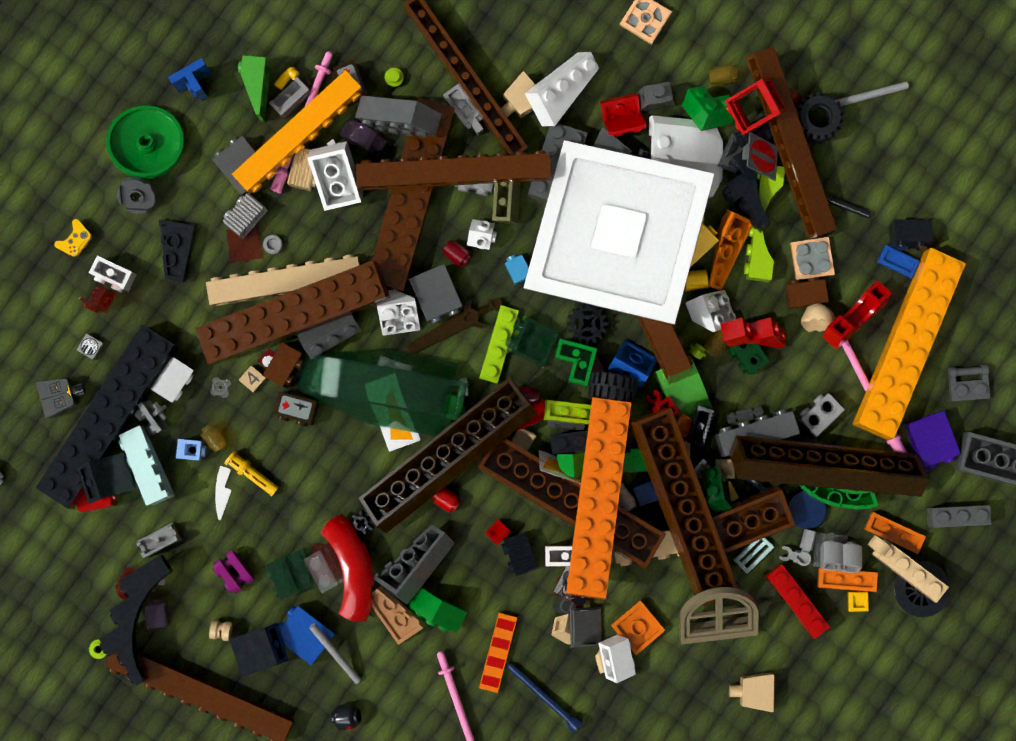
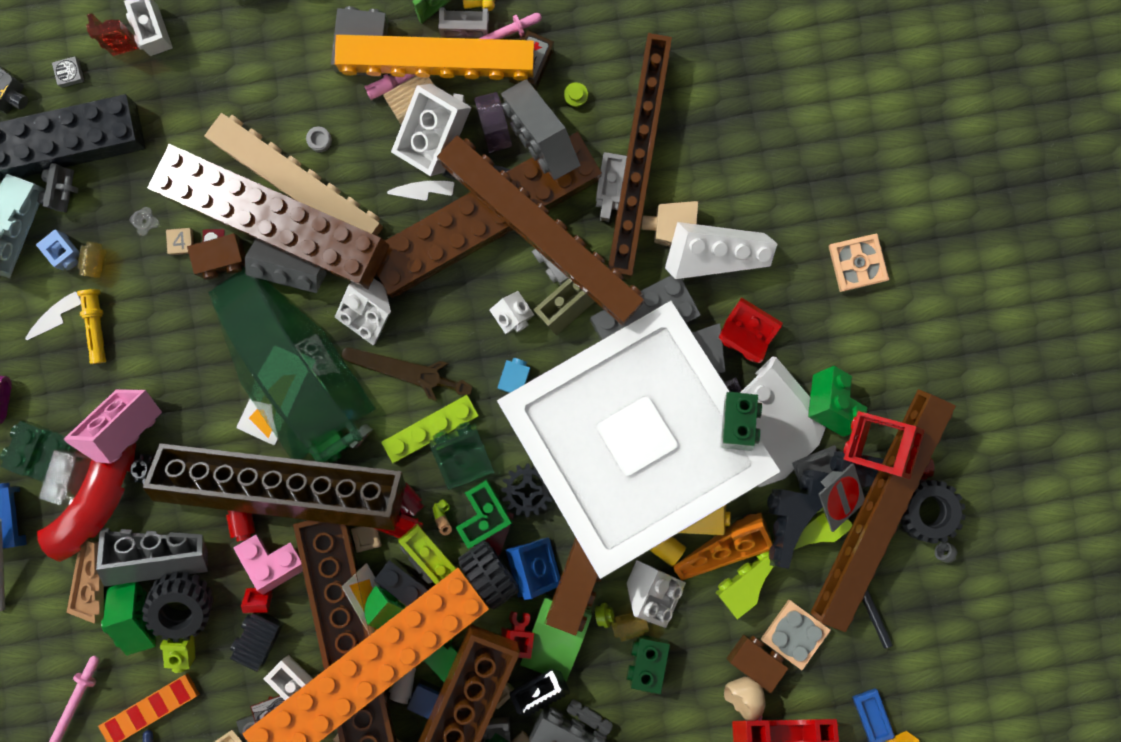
camera: 45 degrees right, 0 degrees up
(172, 380) = (105, 171): white brick -> none
(177, 249) = (231, 59): black wing -> none
(244, 215) = (317, 87): light grey brick -> none
(245, 248) = (294, 113): clear red piece -> none
(296, 408) = (189, 306): brick -> none
(323, 511) = (114, 425): none -> bright pink slope
(359, 216) = (420, 190): none -> white sticker
(436, 294) = (417, 327): dark grey brick -> none
(457, 253) = (474, 308): dark red brick -> none
(471, 582) = (172, 622): none -> black tyre
(483, 602) = (179, 654): none -> lime brick
(488, 507) = (268, 569): none -> bright pink brick
(556, 388) = (440, 517): none -> arm
(656, 97) = (797, 343): dark grey torso -> none
(666, 168) = (739, 421): none -> dark green brick
(684, 424) = (524, 670): orange tile -> none
(722, 75) = (878, 383): clear yellow brick -> none
(762, 332) = (676, 658): red arch -> none
(846, 132) = (945, 546): none -> dark grey hinge
(872, 94) = (1004, 538): light grey bar -> none
(910, 234) = (911, 705): black brick -> none

